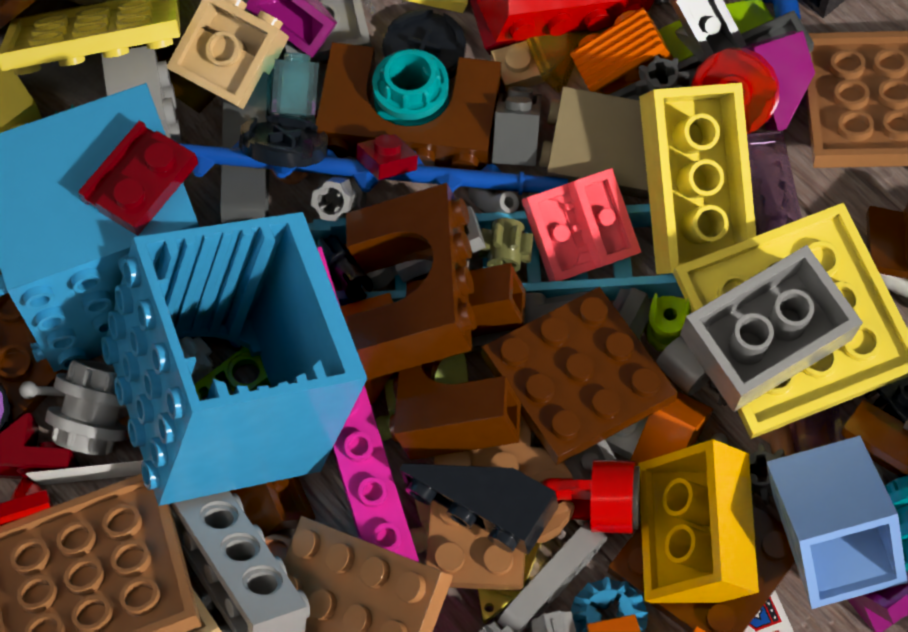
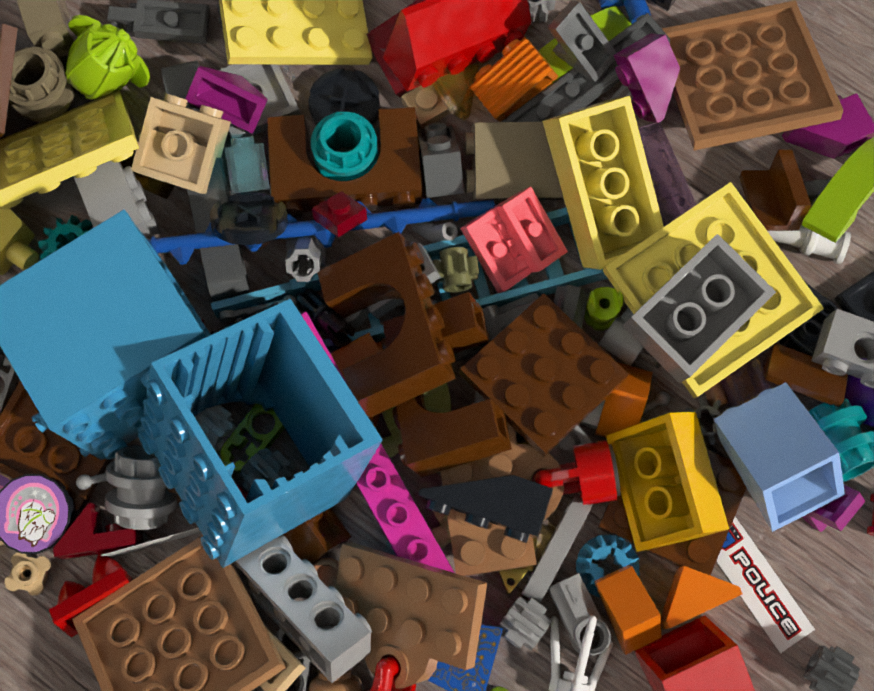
camera: 15 degrees left, 10 degrees up
(138, 177) = (140, 301): dark red plate -> none
(660, 72) = (560, 93): dark grey gear -> none
(757, 79) = (616, 80): red tile -> none

